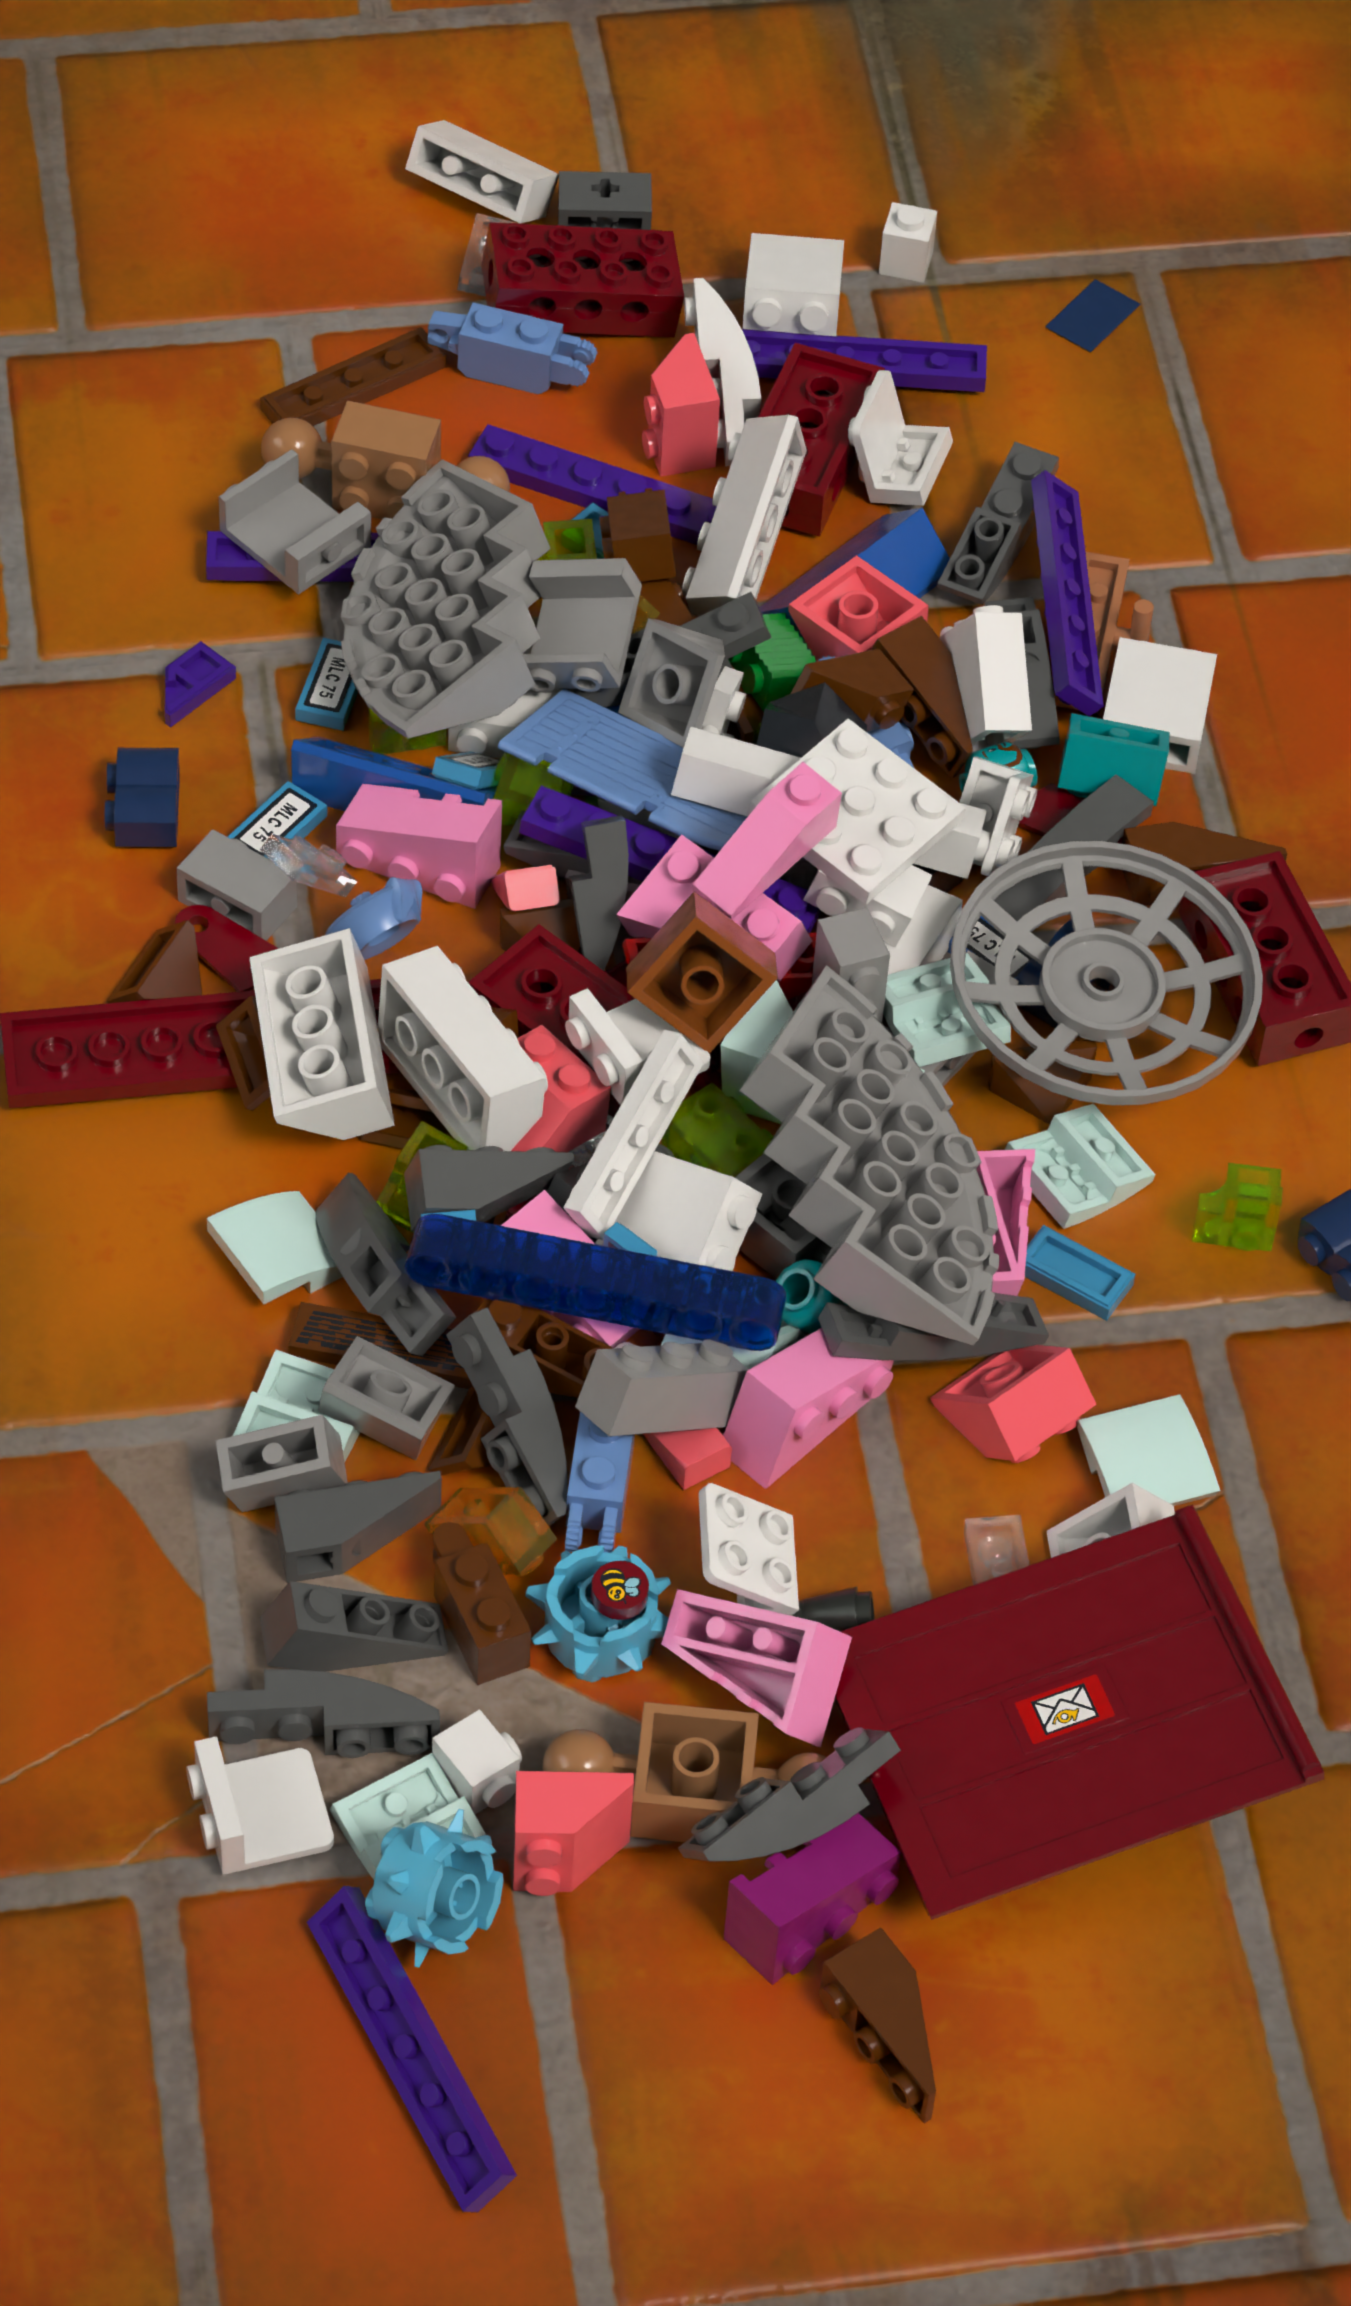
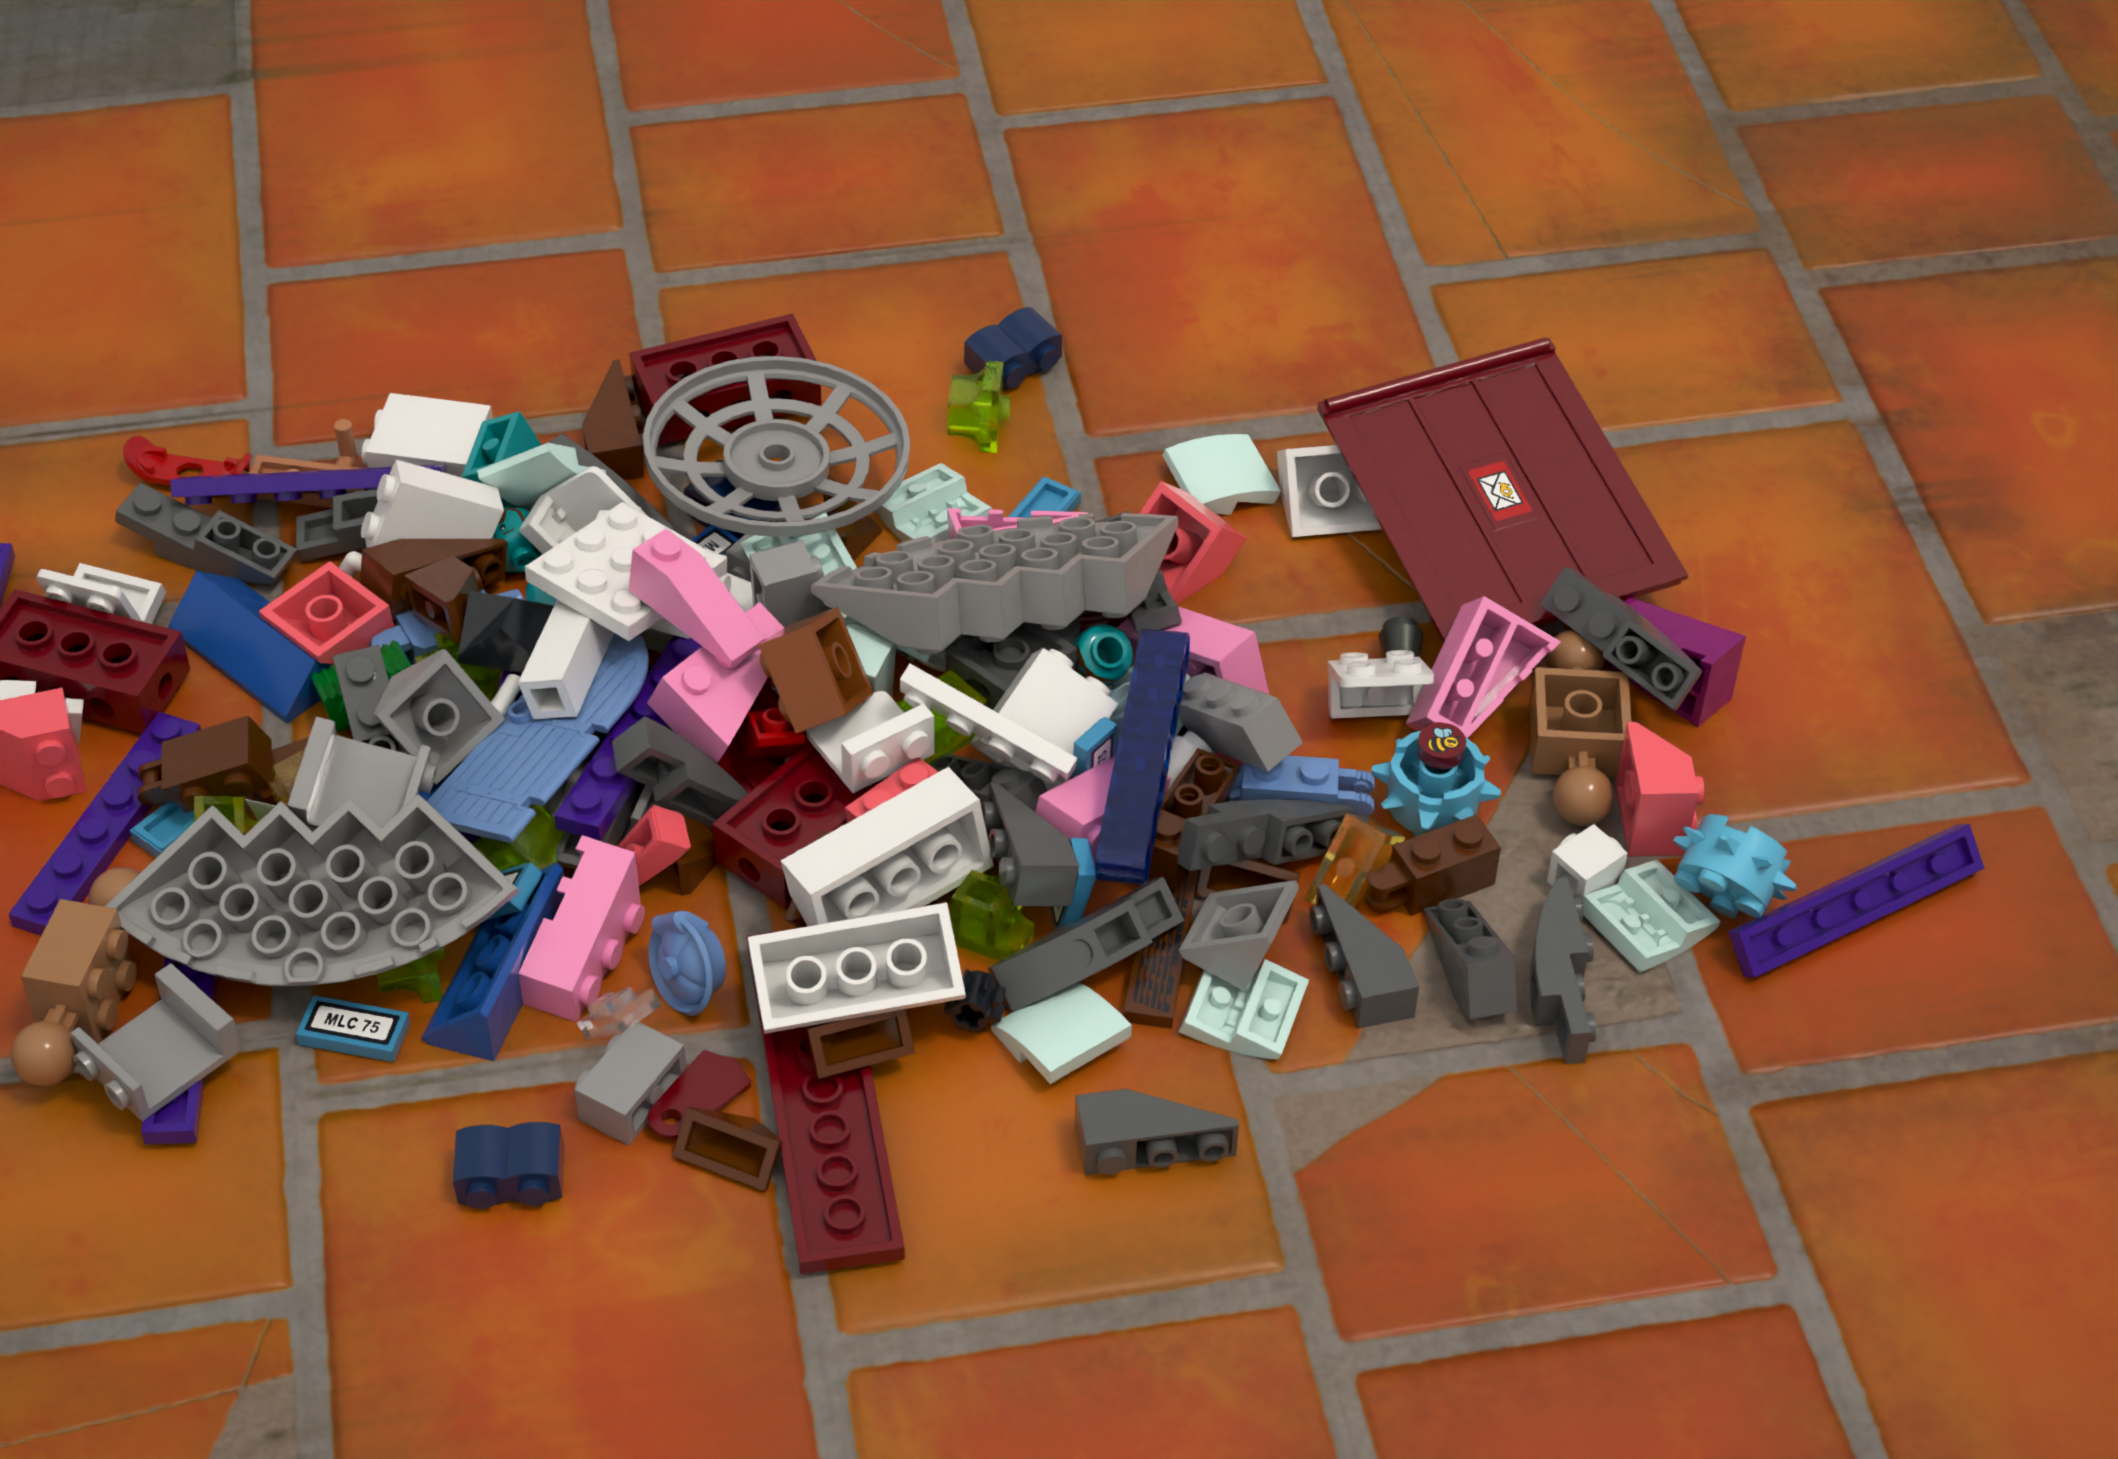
camera: 90 degrees left, 5 degrees down
(138, 1299) = (1139, 1131): none -> dark grey slope
(194, 680) = (339, 1146): dark purple tile -> none
(259, 1807) = (1659, 1010): white bracket -> none
(280, 1461) = (1325, 995): light grey brick -> none
(285, 813) = (540, 1063): tile -> none
(314, 1164) = (981, 1002): none -> black gear
(747, 513) = (211, 669): white slope -> none
(881, 2004) = (1768, 613): reddish brown slope -> none
(995, 1546) = (1341, 556): clear plate -> none
(1045, 763) = (532, 473): none -> light aqua slope
(1120, 488) = (159, 467): none -> red piece

